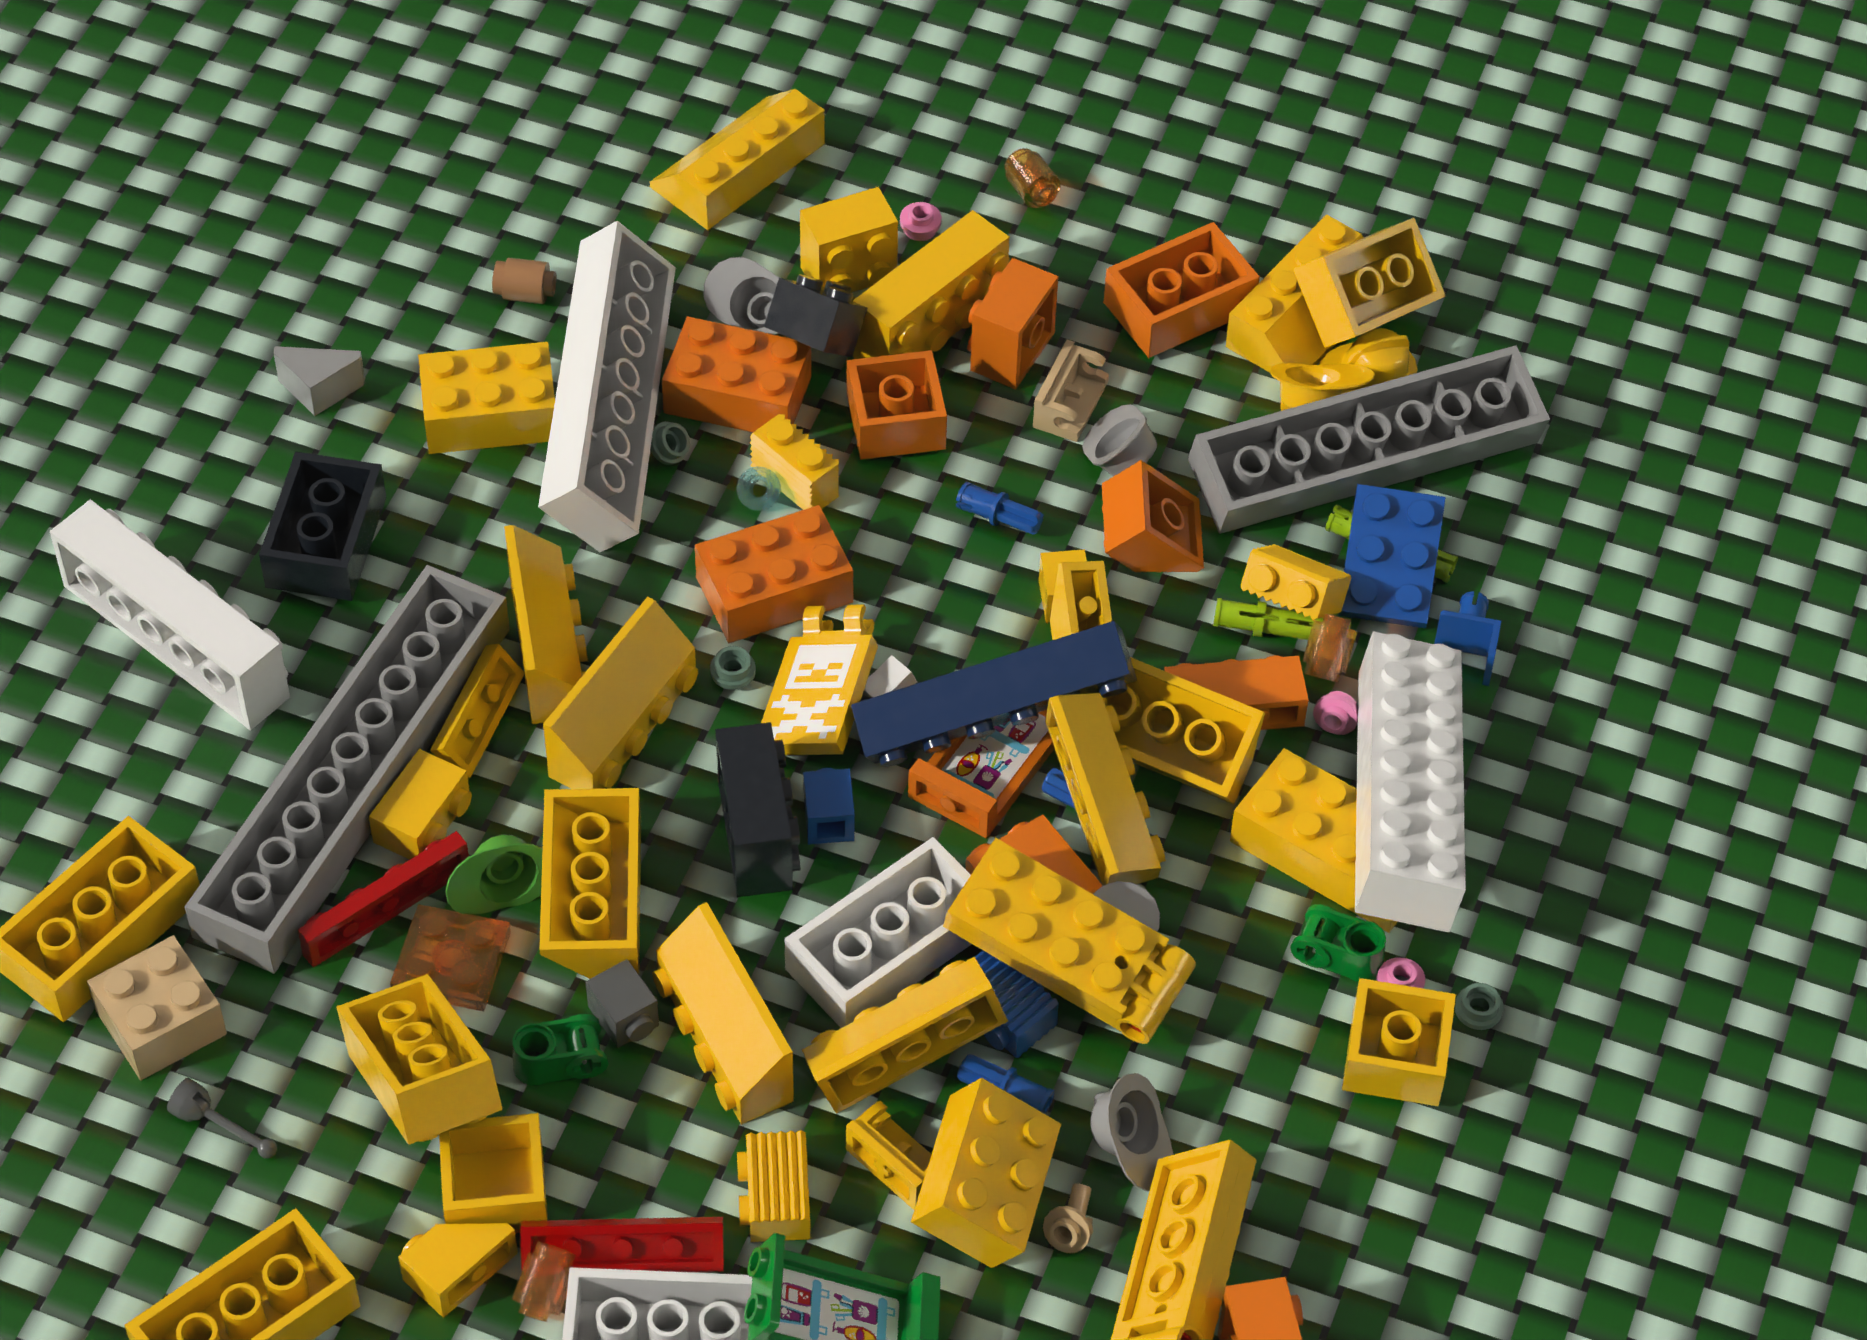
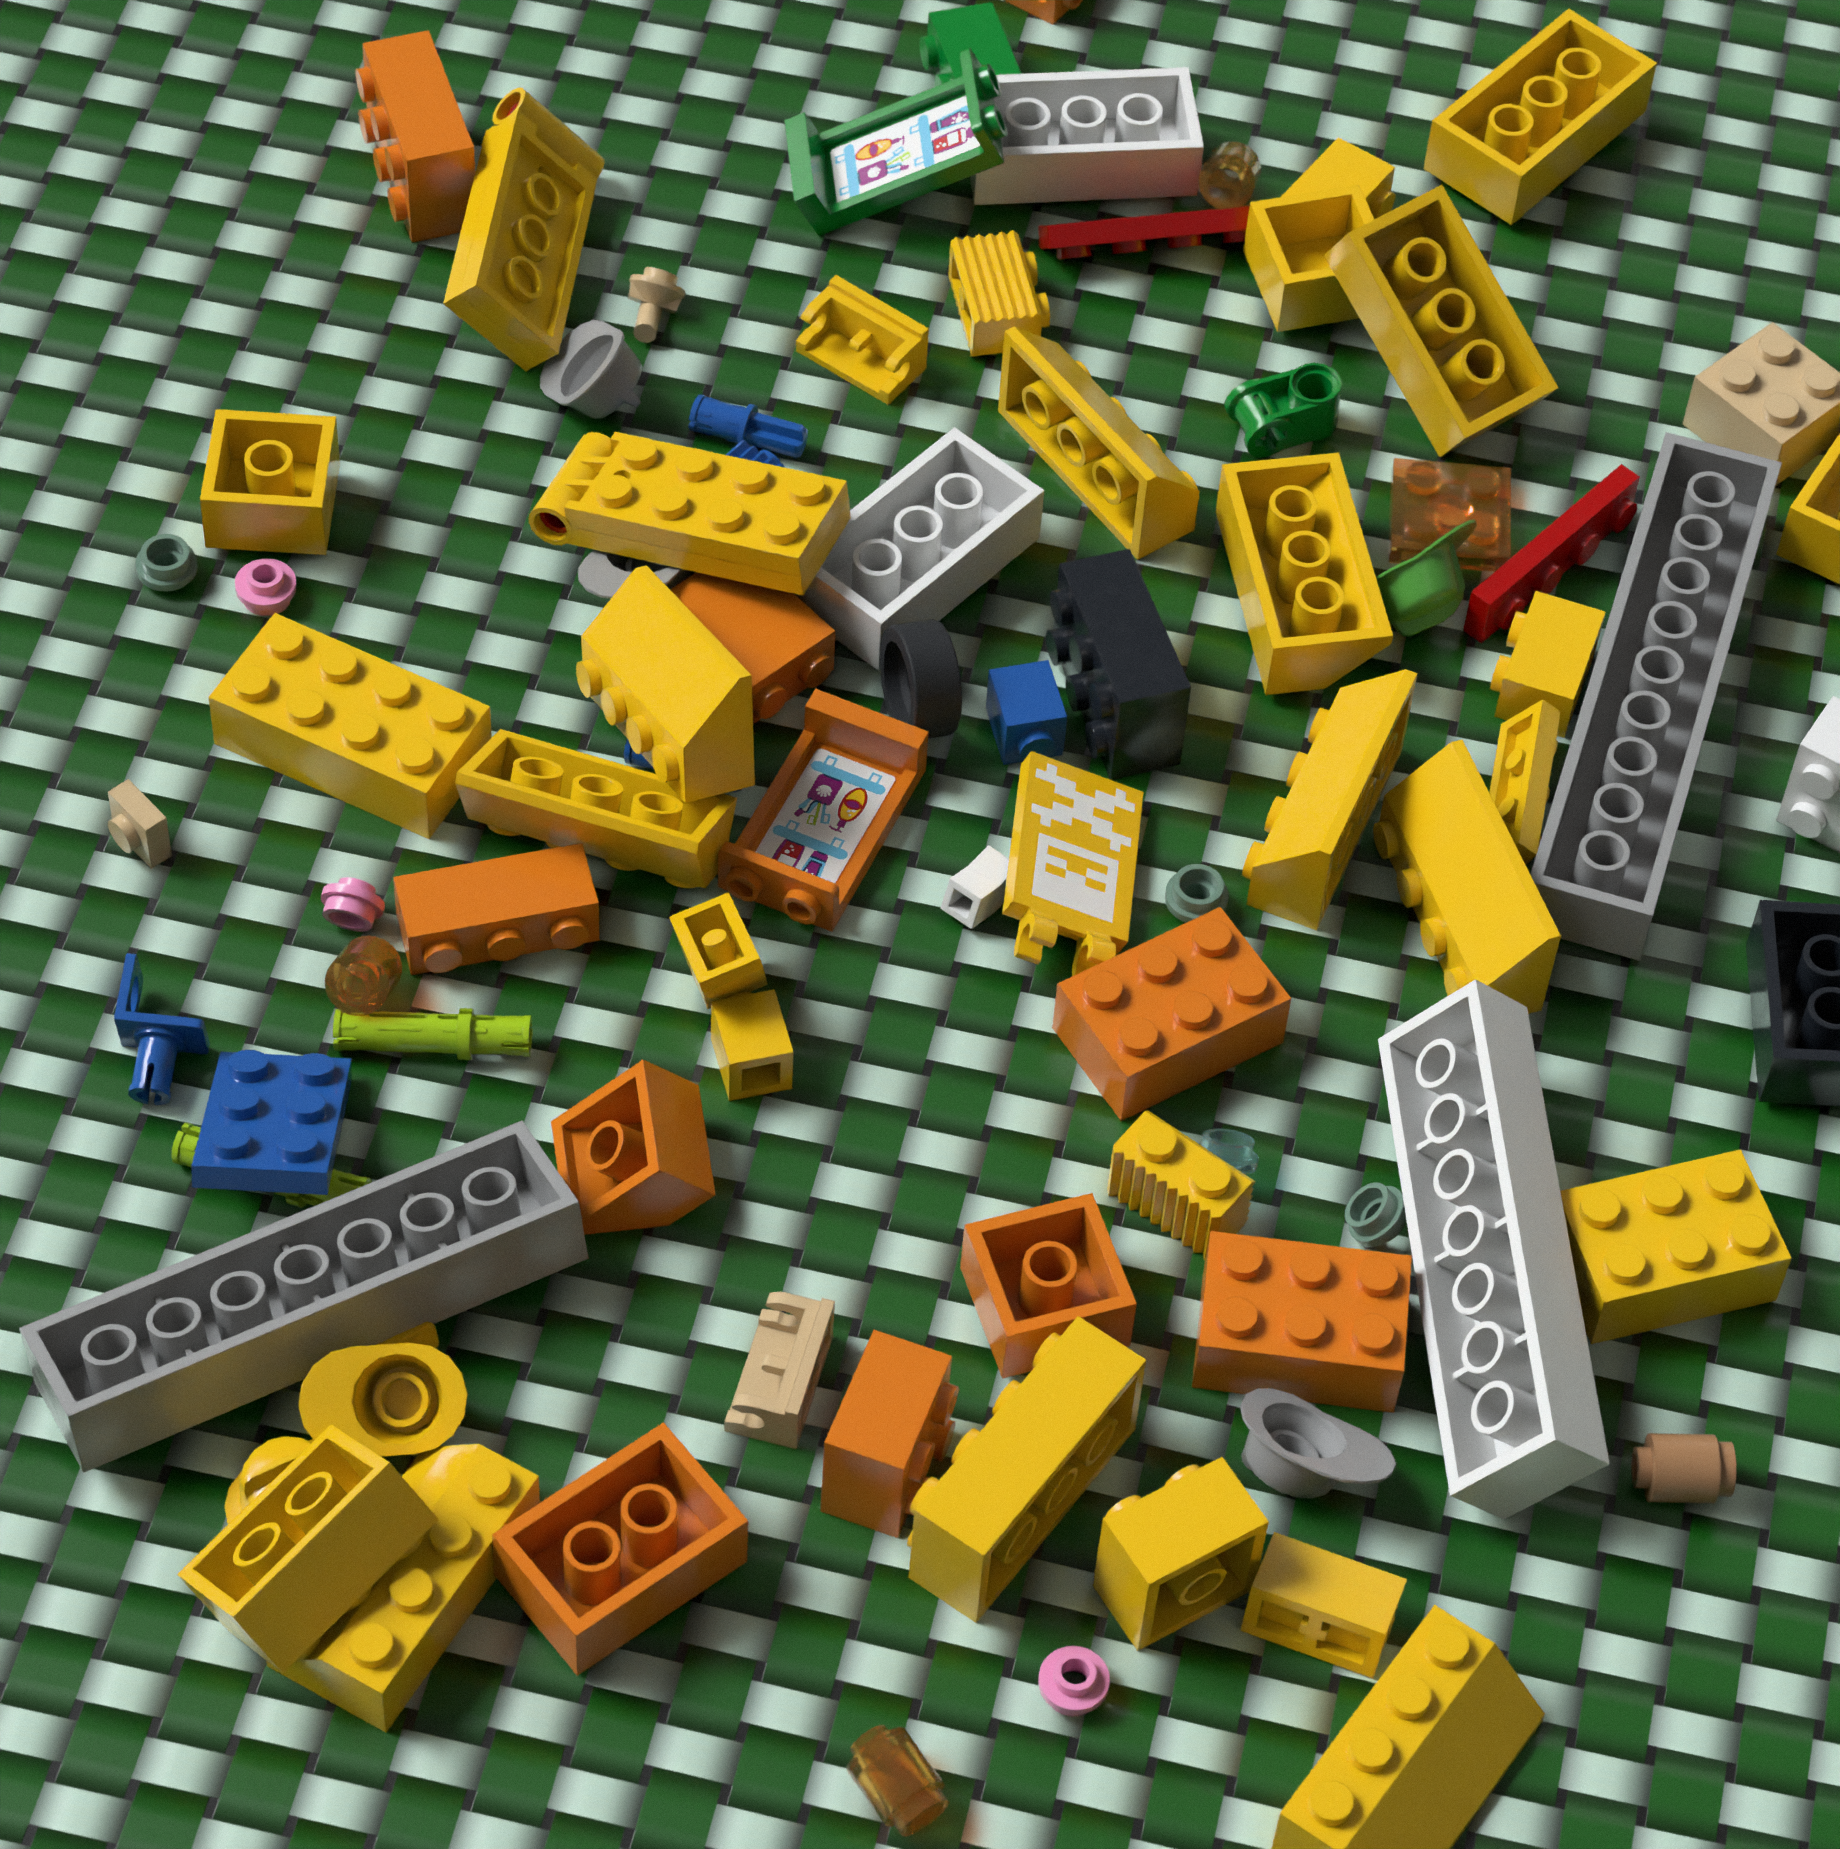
camera: 170 degrees right, 0 degrees up
(192, 1102) = (1686, 329): dark grey hinge -> none
(622, 1004) = (1218, 443): dark grey brick -> none
(762, 230) = (1323, 1604): none -> yellow hinge
(817, 314) = (1209, 1367): black brick -> none
(904, 1034) = (877, 396): yellow slope -> none
(905, 811) = (921, 676): none -> black tyre
(986, 1173) = (757, 293): yellow brick -> none
(992, 694) = (826, 798): dark blue brick -> none
(998, 508) = (863, 1162): blue axle -> none
(1120, 440) = (695, 1265): light grey piece -> none
(1295, 581) = (416, 1051): yellow brick -> none
(1339, 942) = (344, 604): green piece -> none
(1410, 783) = (254, 730): white brick -> none
(1490, 783) = (138, 824): none -> tan plate

